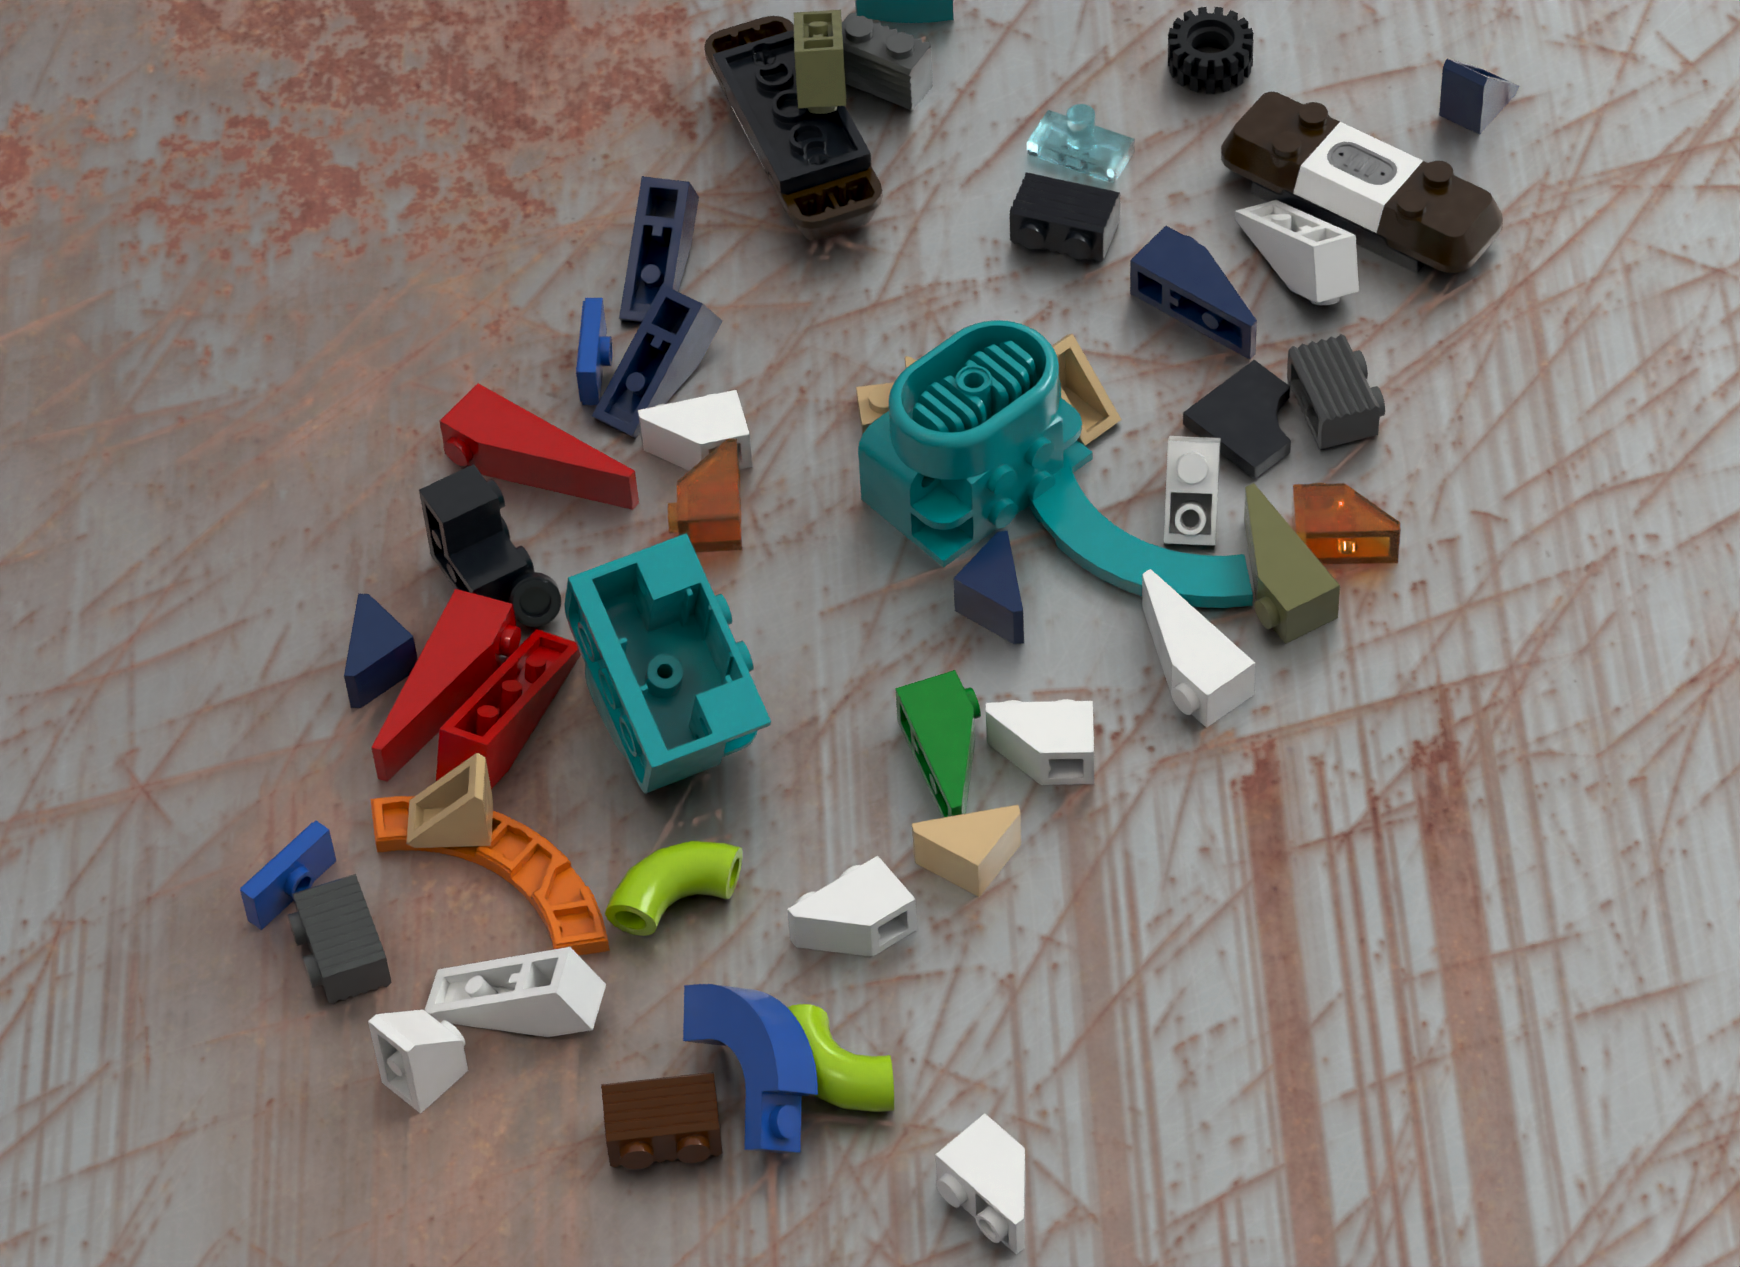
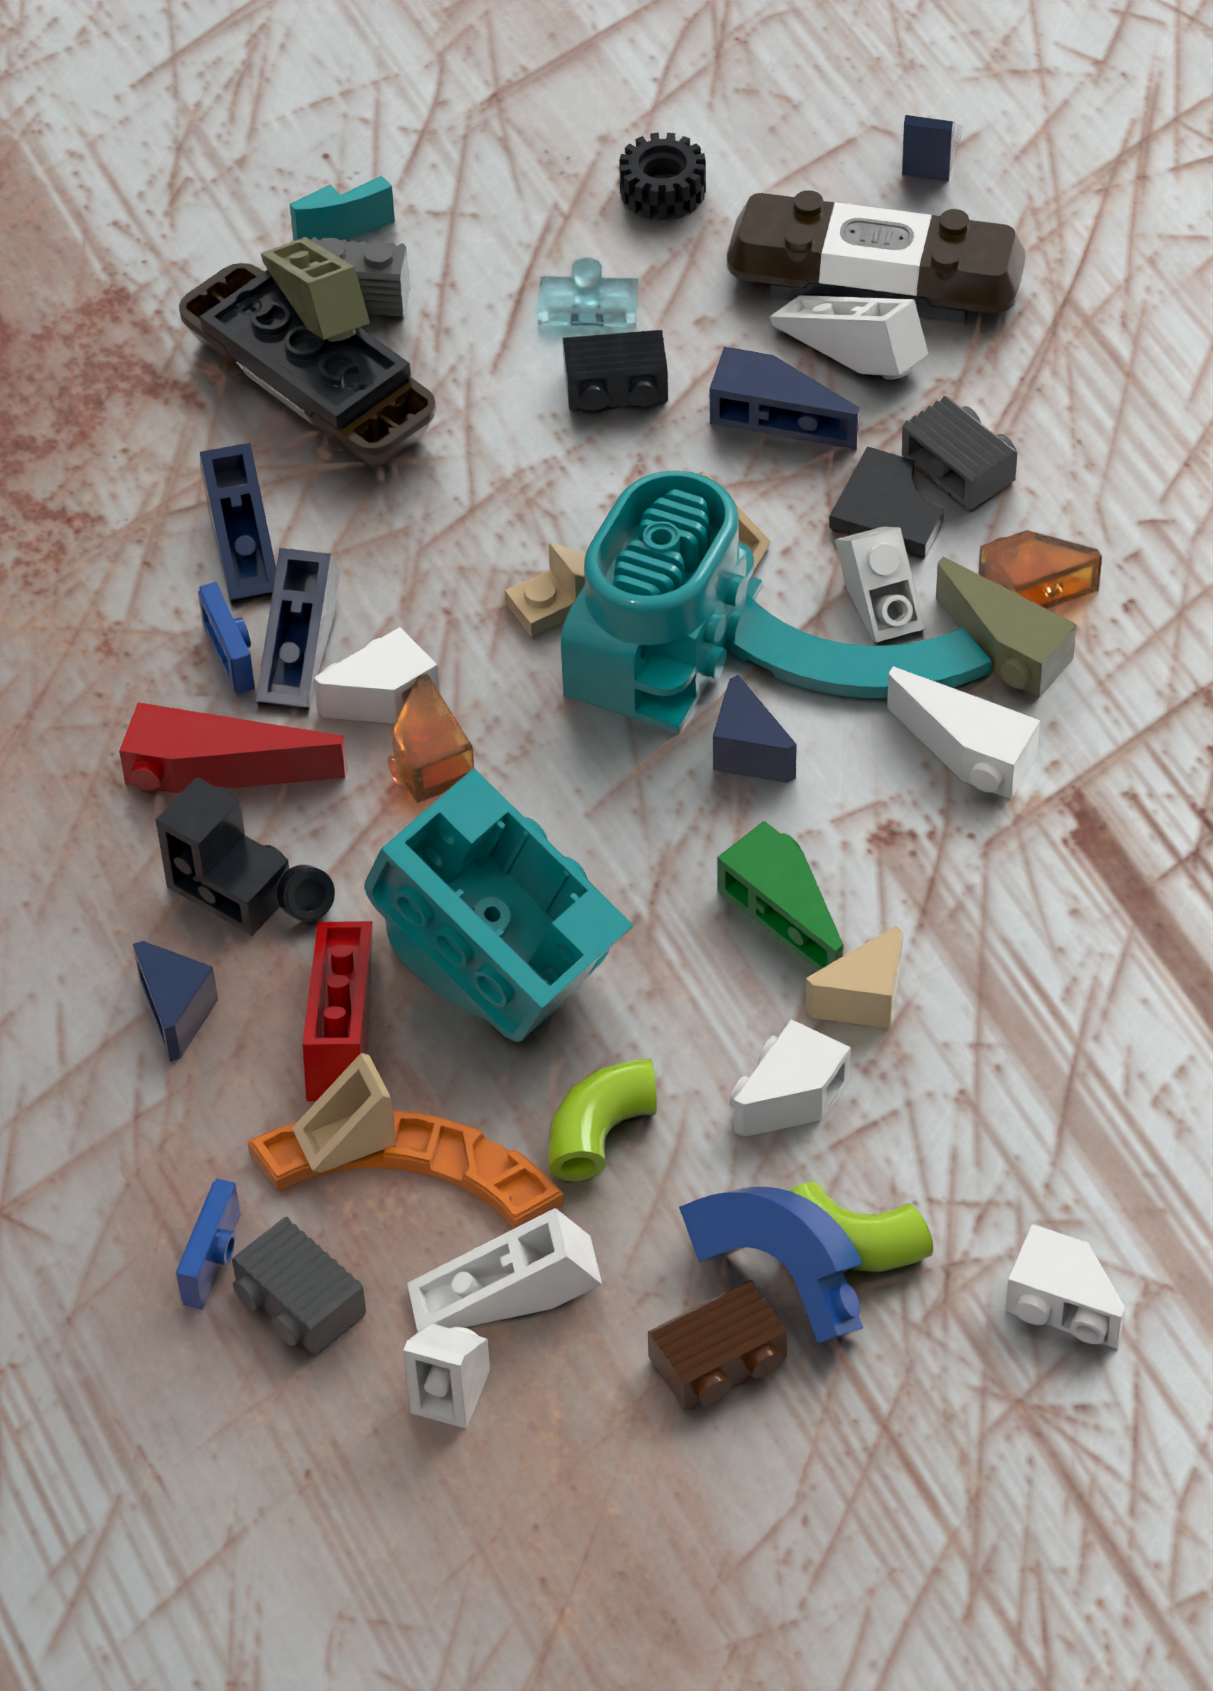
camera: 25 degrees left, 0 degrees up
(460, 655) = (263, 984): red slope -> none
(1045, 738) = (878, 858): white slope -> none

